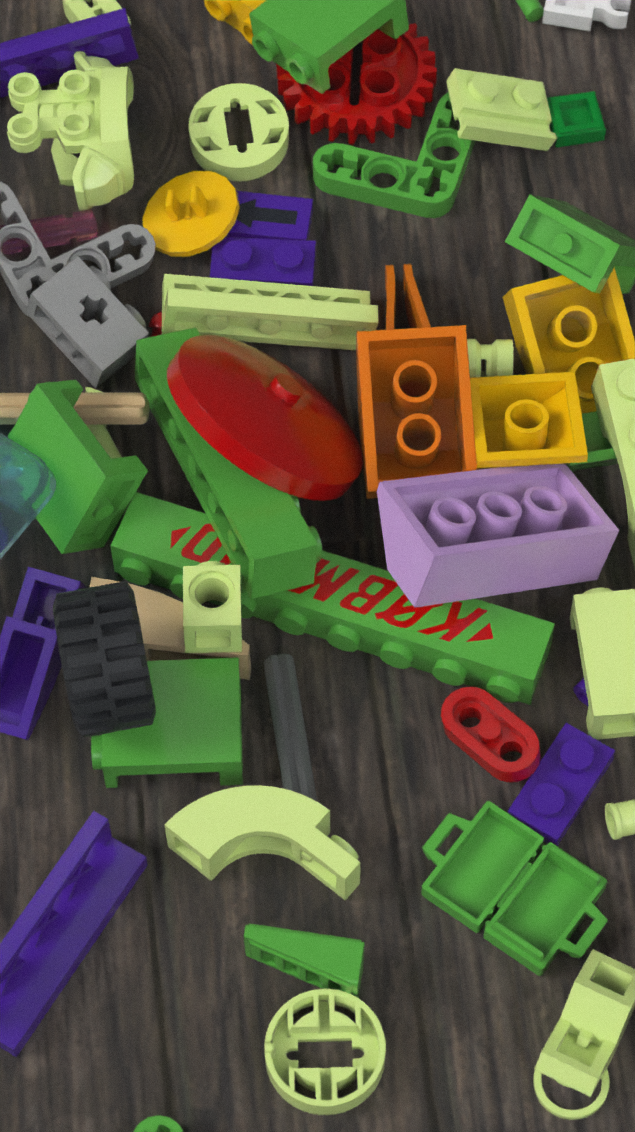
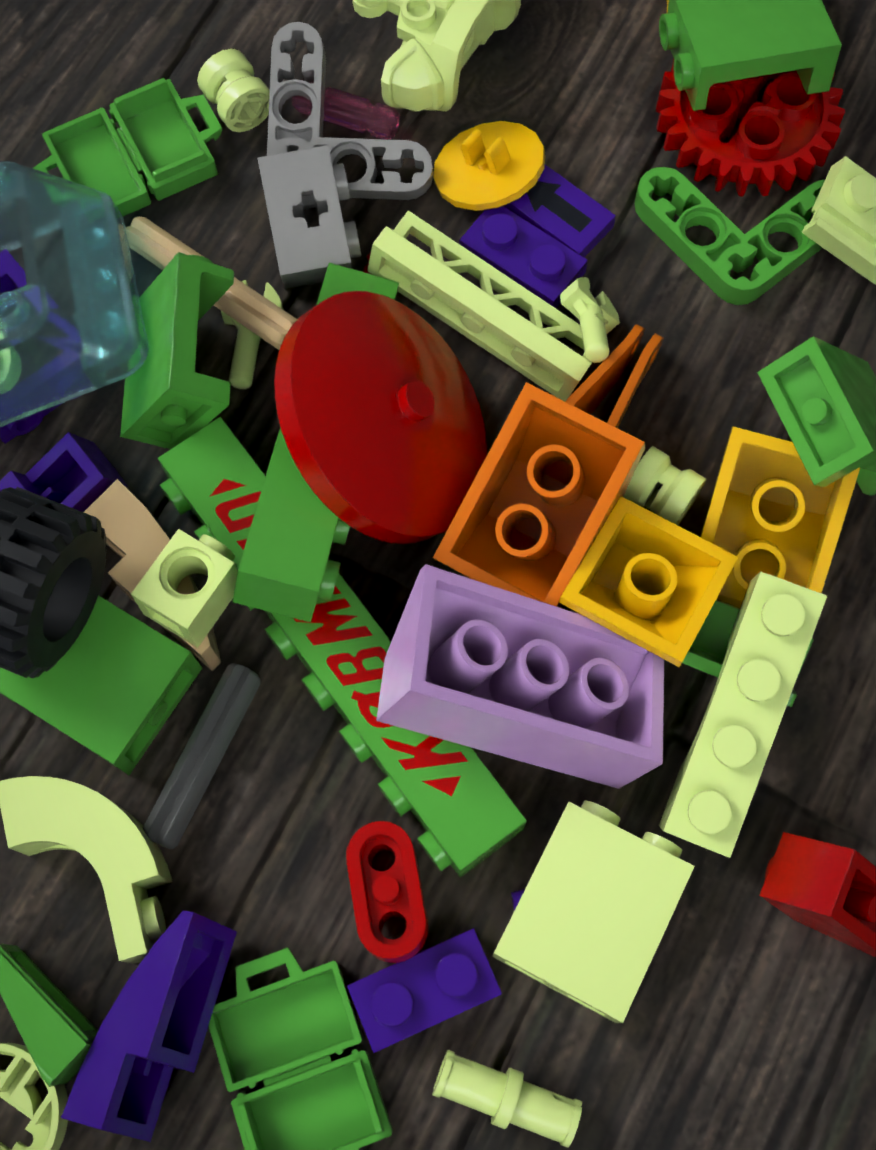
camera: 35 degrees right, 10 degrees up
(212, 135) = (599, 143): yellowish green piece -> none
(351, 276) = (595, 315): none -> yellowish green bar
(398, 916) = (152, 1029): none -> dark purple slope

